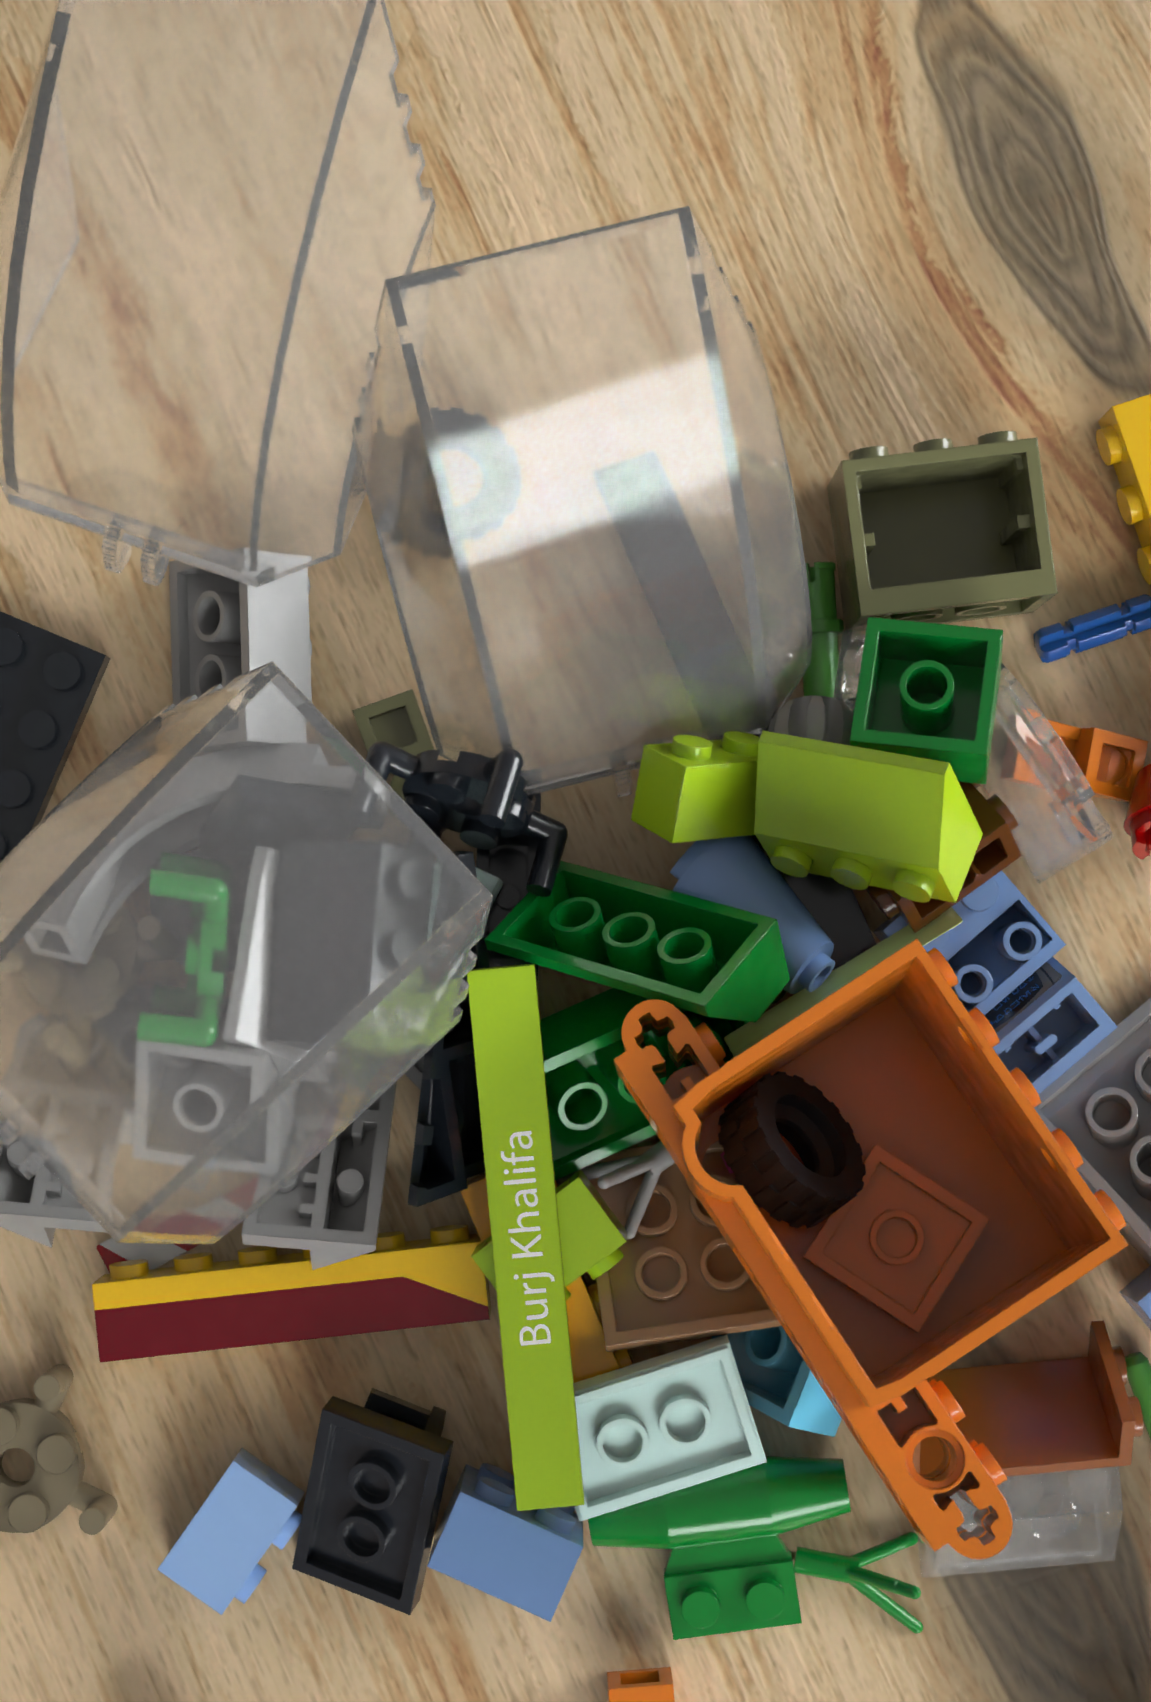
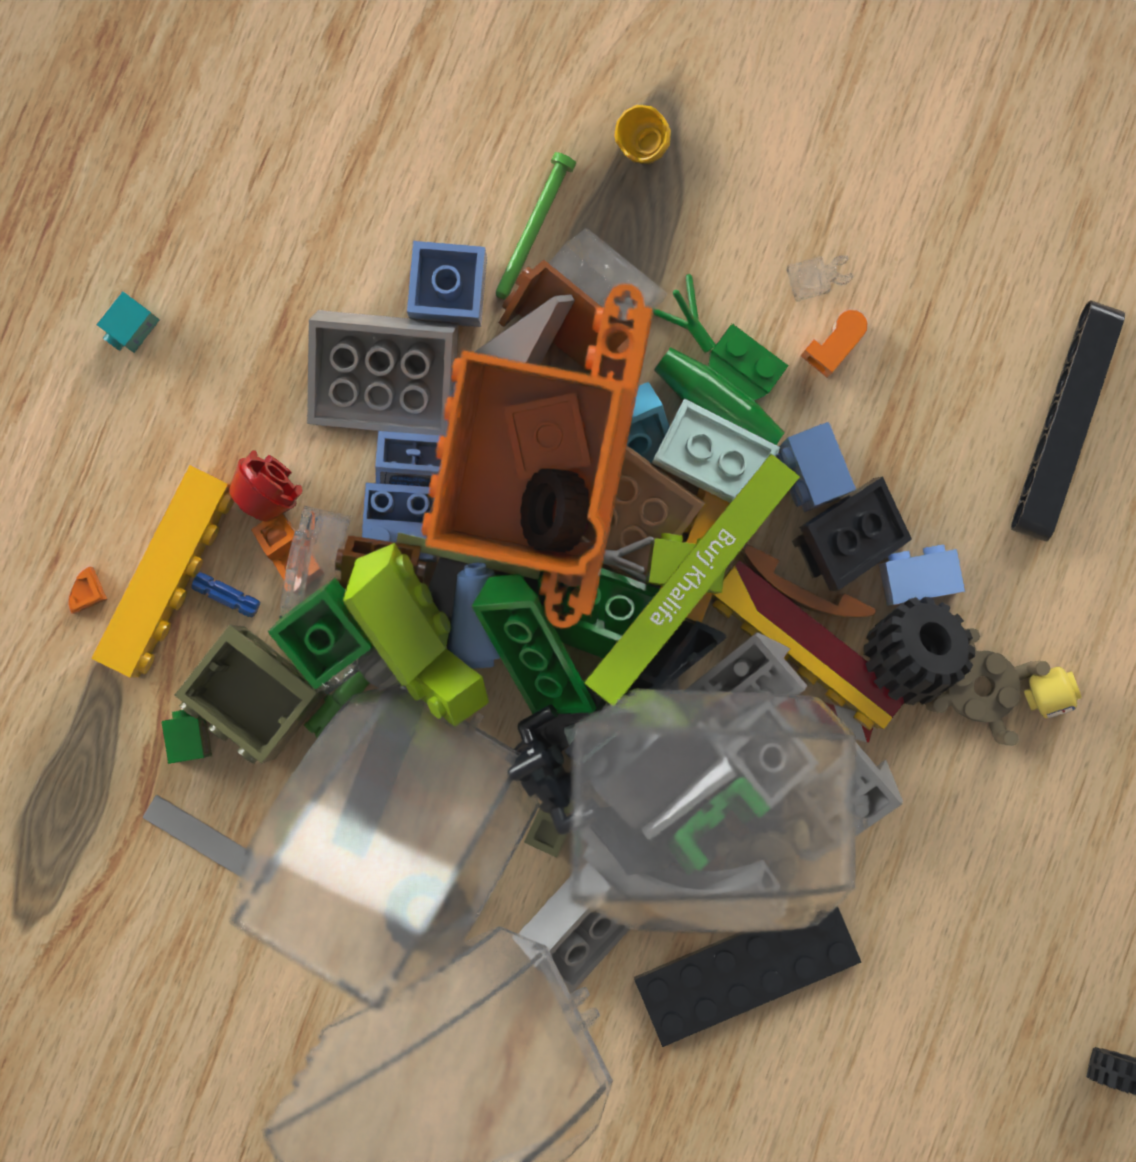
camera: 130 degrees left, 0 degrees up
(141, 1432) = (919, 651): none -> black wheel
(296, 1391) = (844, 605): none -> dark orange slope
(836, 297) = (196, 834): none -> light grey sticker
(965, 402) = (186, 737): none -> green brick
(1047, 1358) = (532, 335): none -> light grey slope

